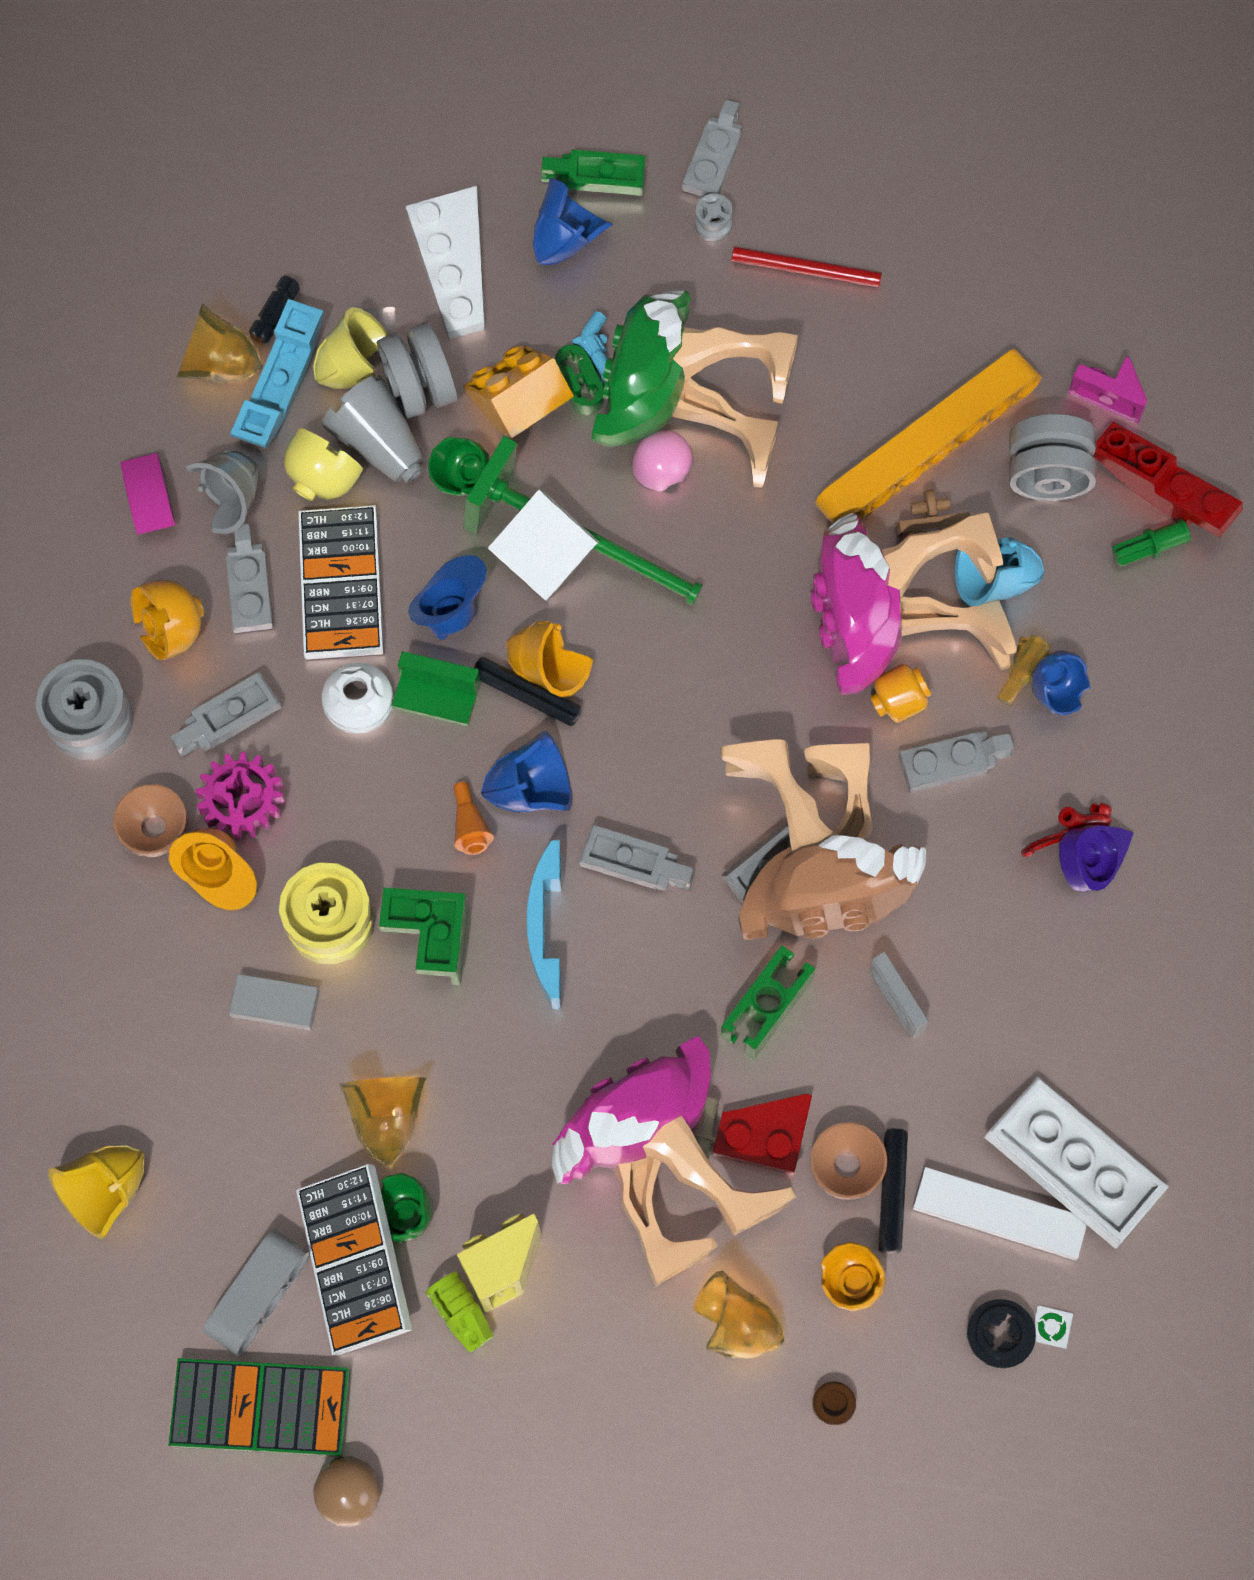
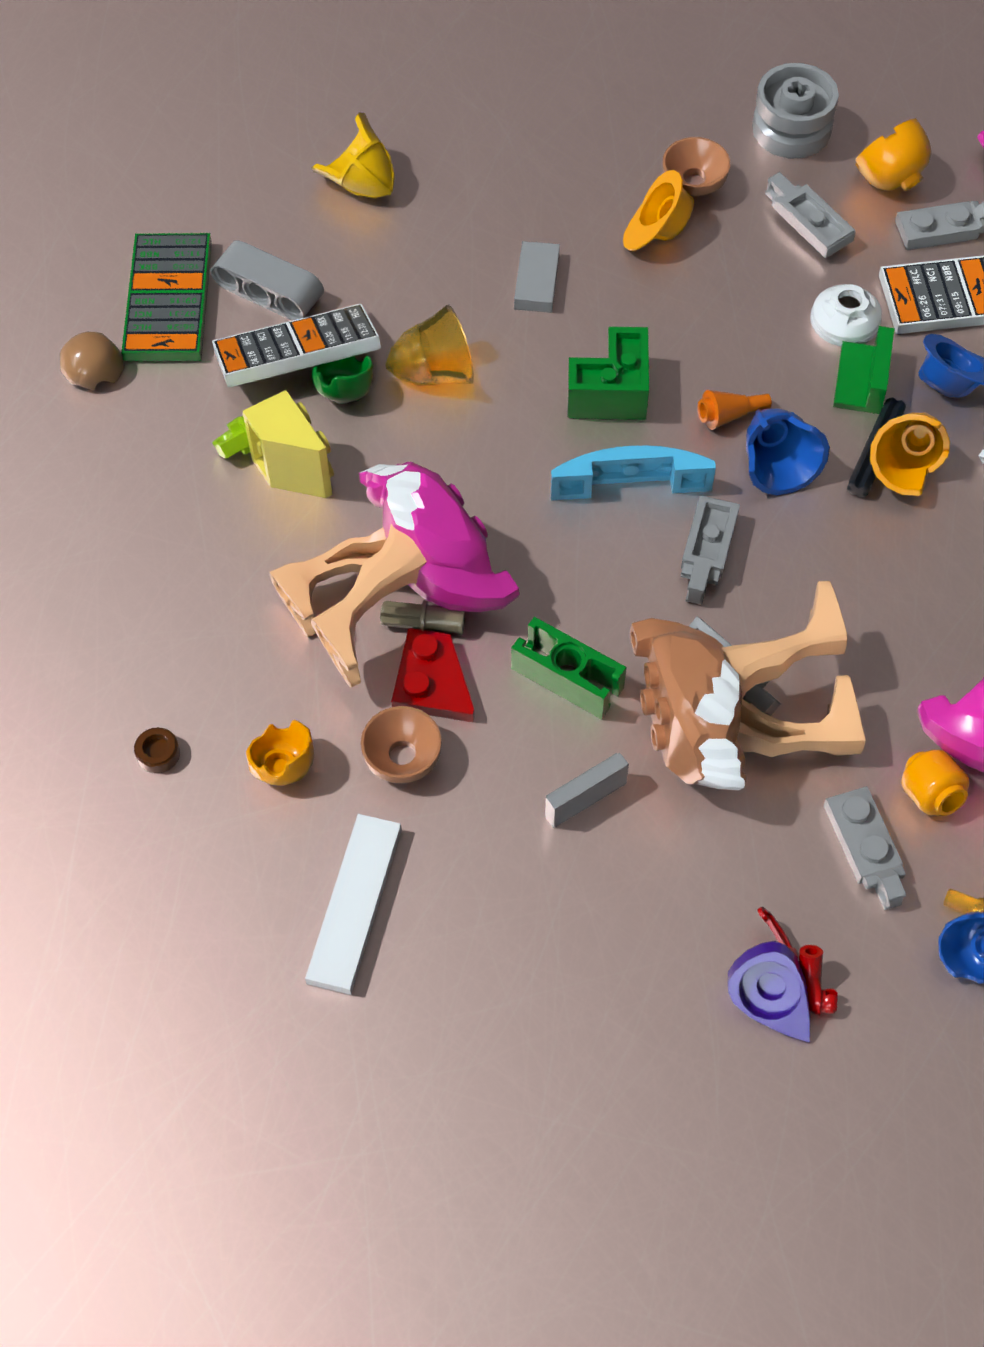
camera: 85 degrees right, 10 degrees down
(223, 791) = (730, 229): dark pink gear -> none
(322, 890) = (621, 291): light yellow wheel -> none
(743, 1320) = (231, 647): clear yellow helmet -> none
(893, 1192) = (375, 796): black axle -> none
(1019, 1327) = (217, 886): black gear -> none
(1052, 1326) = (234, 960): white sticker -> none
(1076, 1162) = (410, 977): white tile -> none

